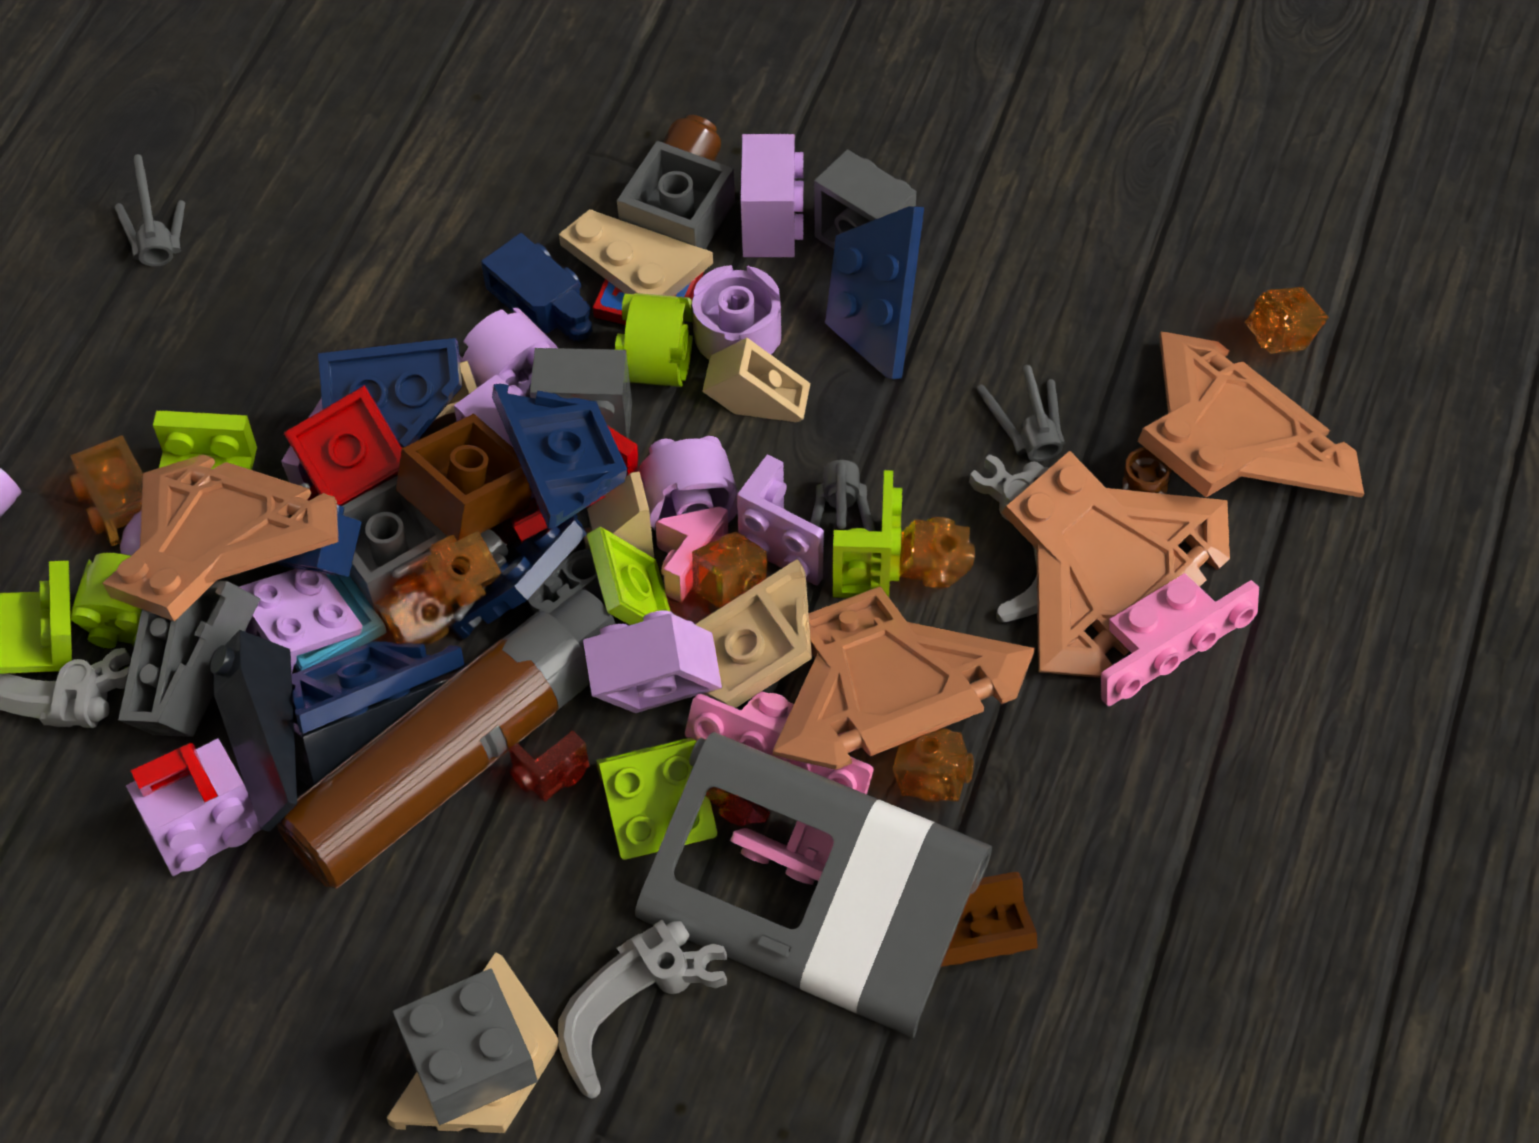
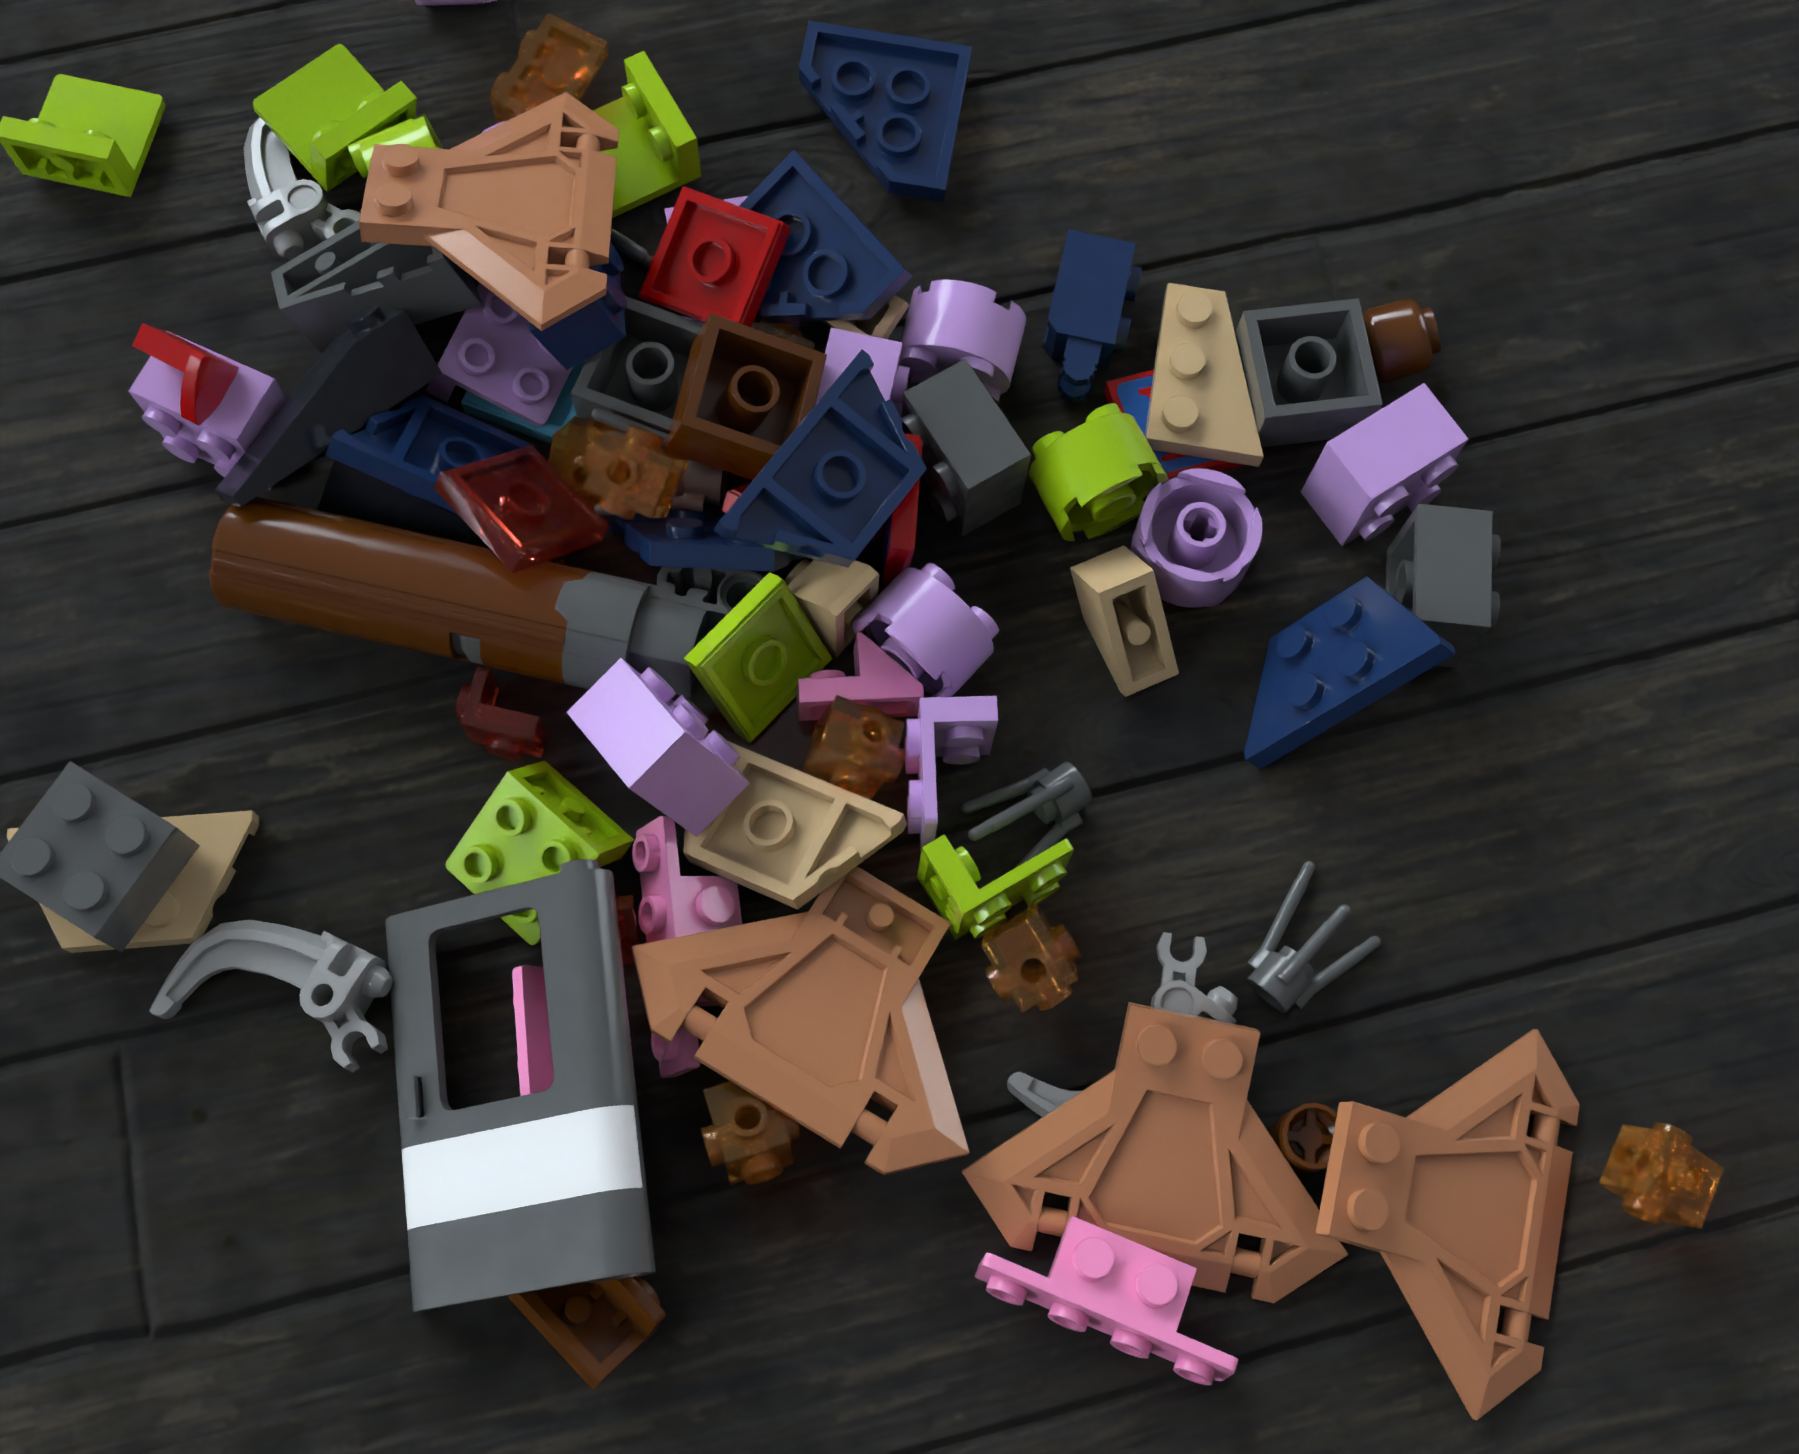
camera: 50 degrees right, 15 degrees up
(300, 310) = (890, 100): none -> dark blue plate
(426, 650) = (521, 507): none -> clear red tile

